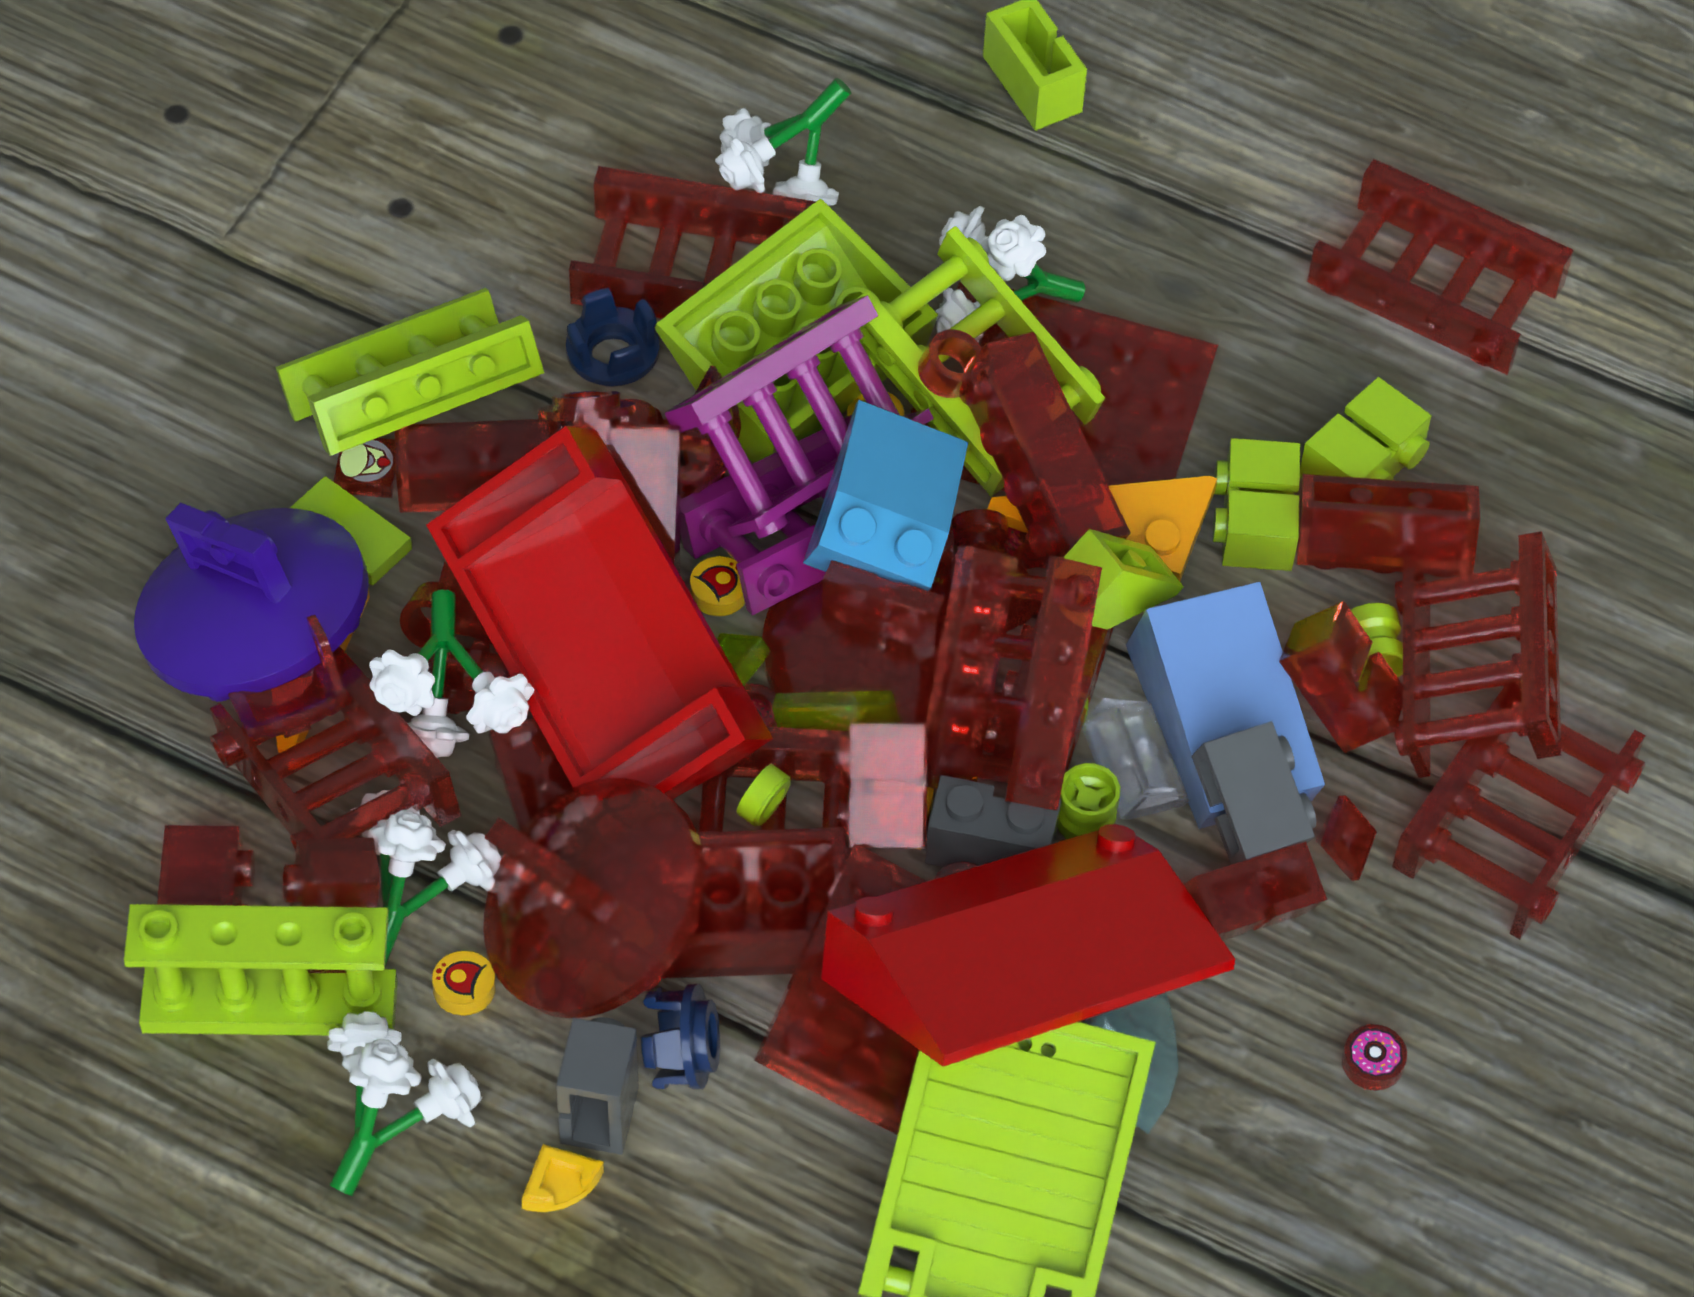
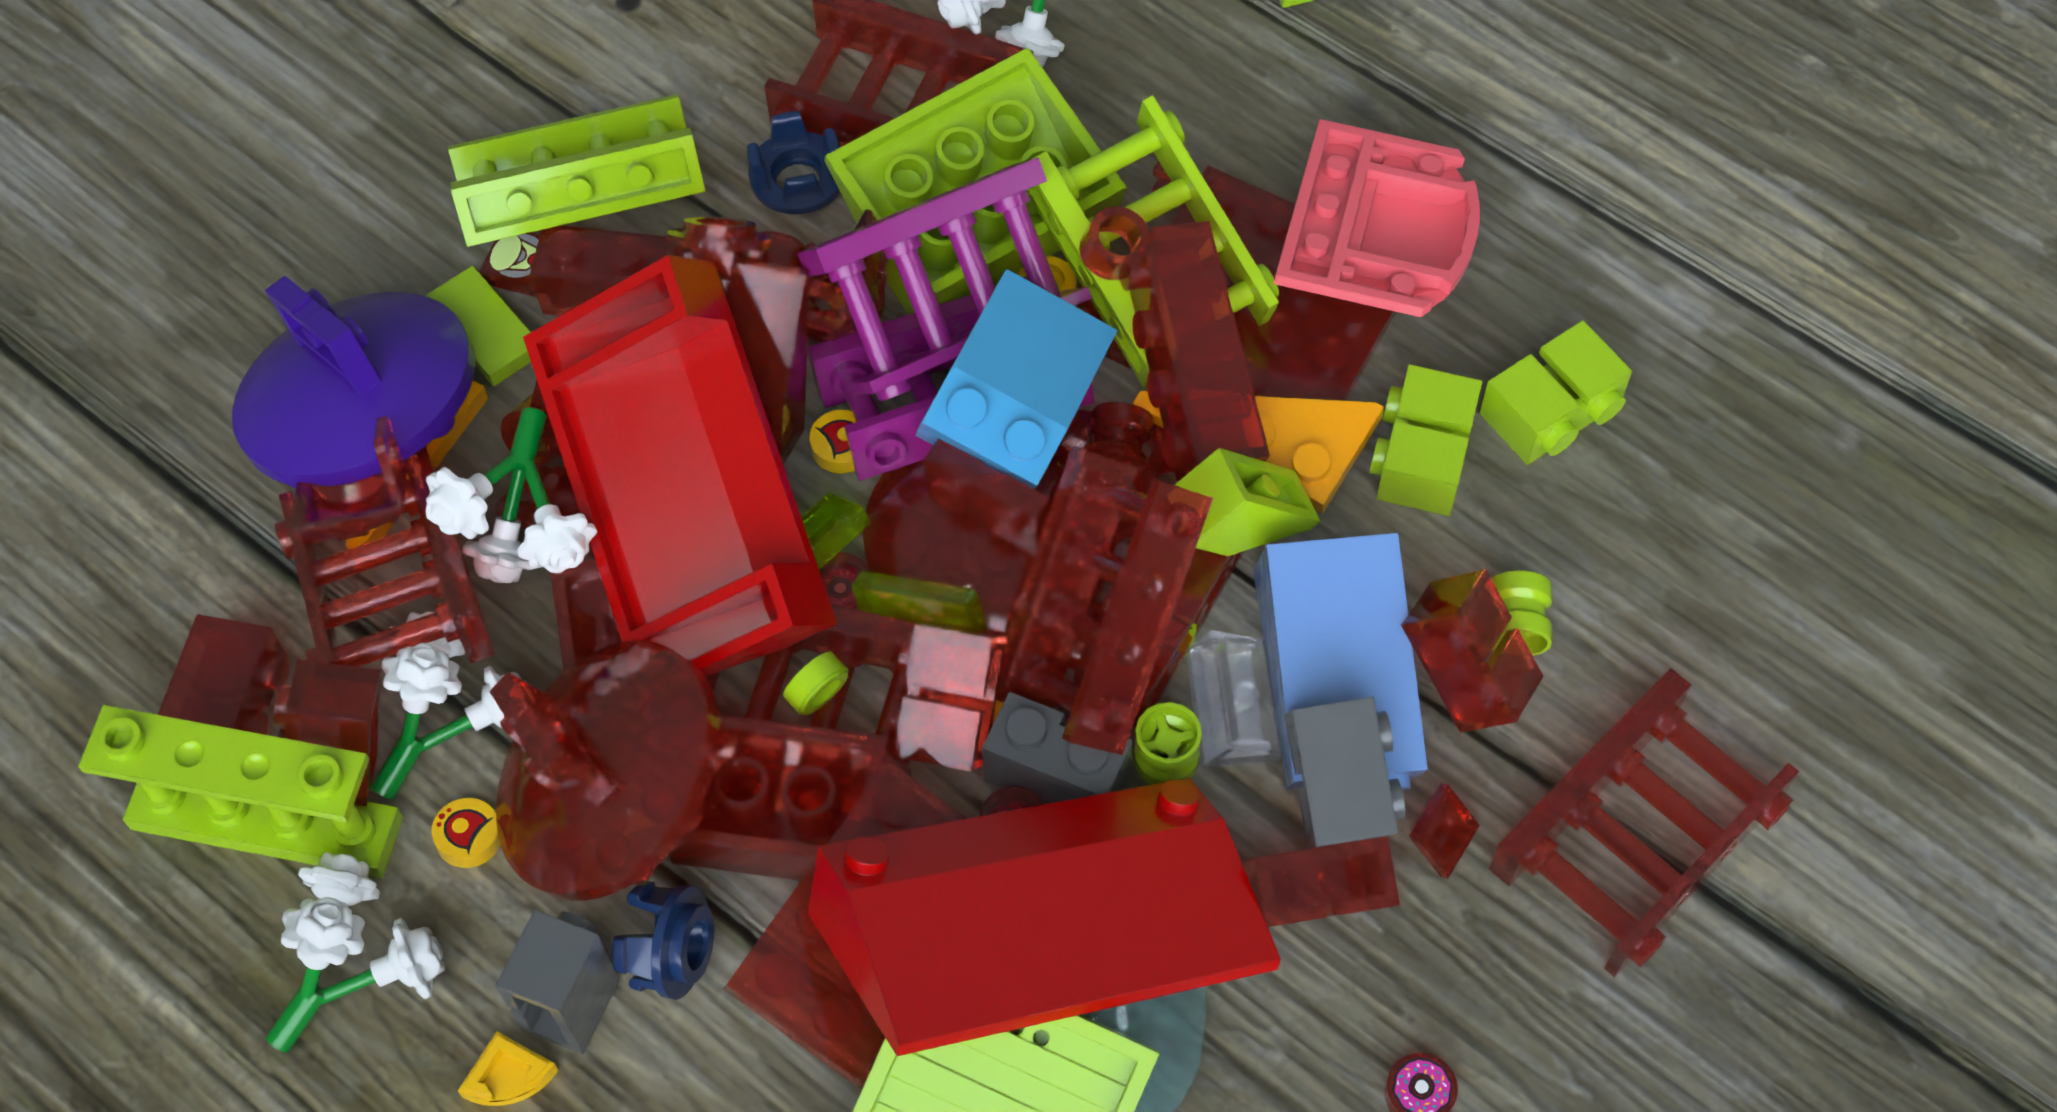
camera: 15 degrees right, 5 degrees up
(1011, 250) = (1210, 130): white plant -> none
(1177, 312) = (1380, 221): none -> coral slope
(1380, 521) = (1560, 485): clear red brick -> none
(1454, 225) = (1704, 168): clear red fence -> none
(1532, 669) = (1684, 679): clear red fence -> none

